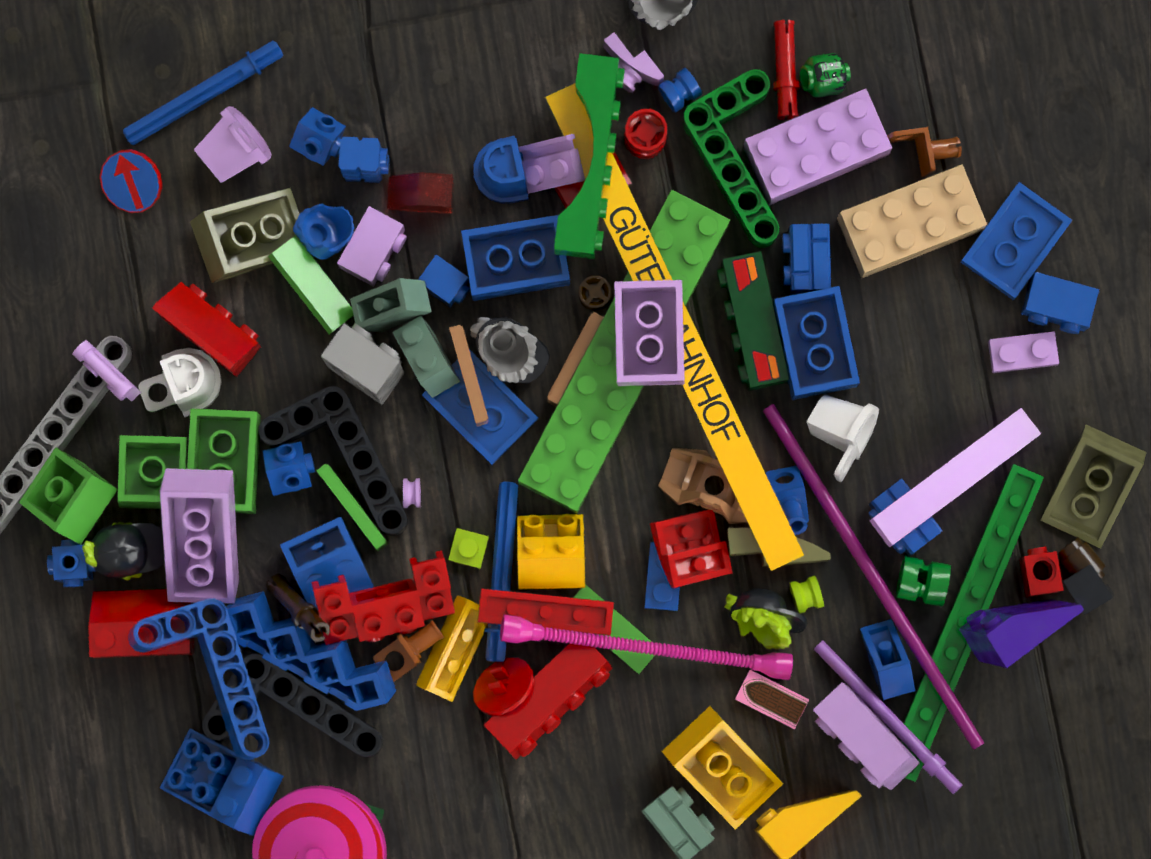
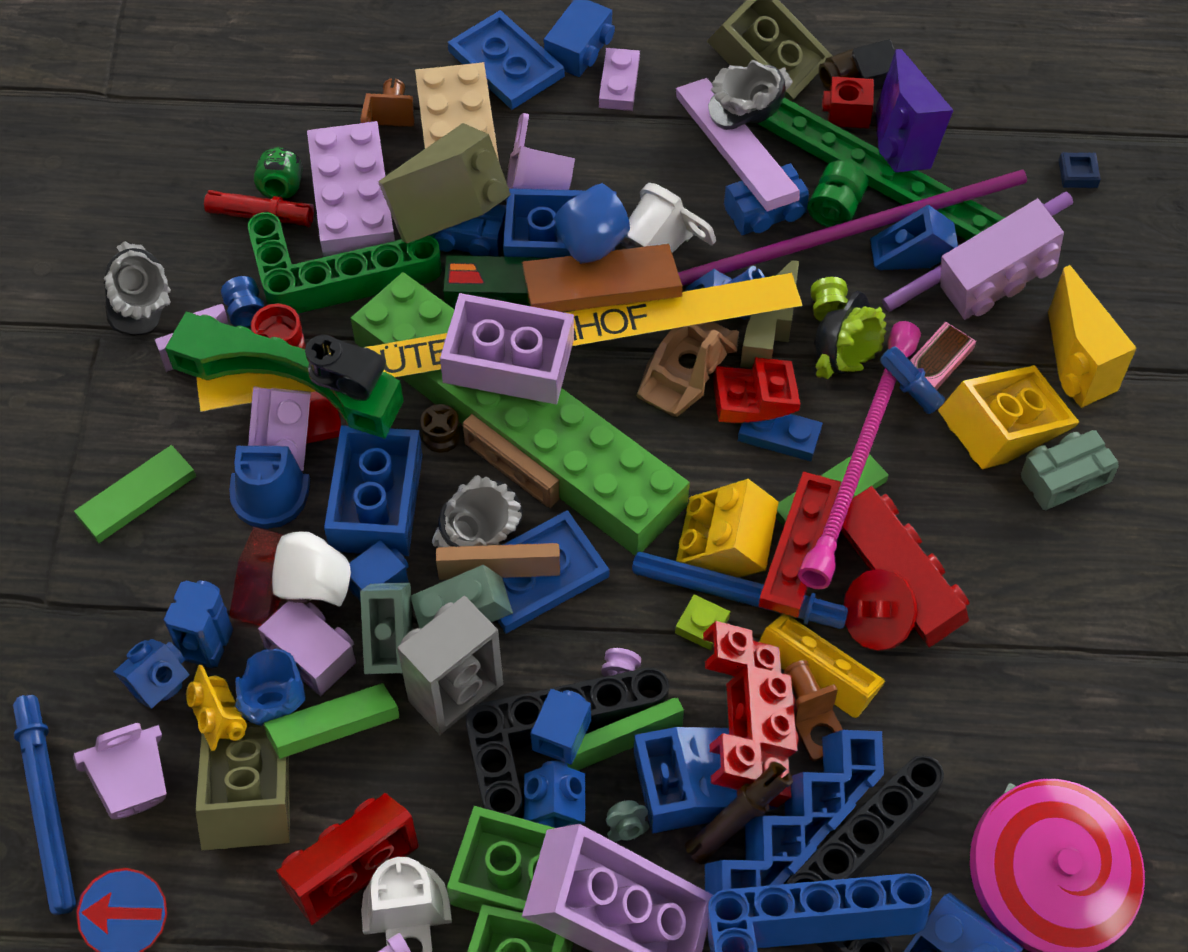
camera: 75 degrees left, 25 degrees down
(284, 525) = (626, 820): none -> sand green plate
(289, 199) = (214, 708): none -> yellow hinge
(334, 460) = (561, 725): none -> blue brick
(420, 232) = (309, 570): none -> white piece
(477, 65) = (135, 493): none -> bright green tile
(584, 212) = (347, 368): none -> black piece
(731, 679) = (912, 380): none -> blue axle
(757, 392) = (616, 279): none -> dark orange tile
(795, 371) = (592, 223): none -> blue piece
(814, 233) = (445, 184): none -> olive slope
(879, 305) = (536, 168): none -> lavender container
(1005, 477) = (747, 94): none -> light grey hair
(1019, 799) = (1079, 170): none -> dark blue tile

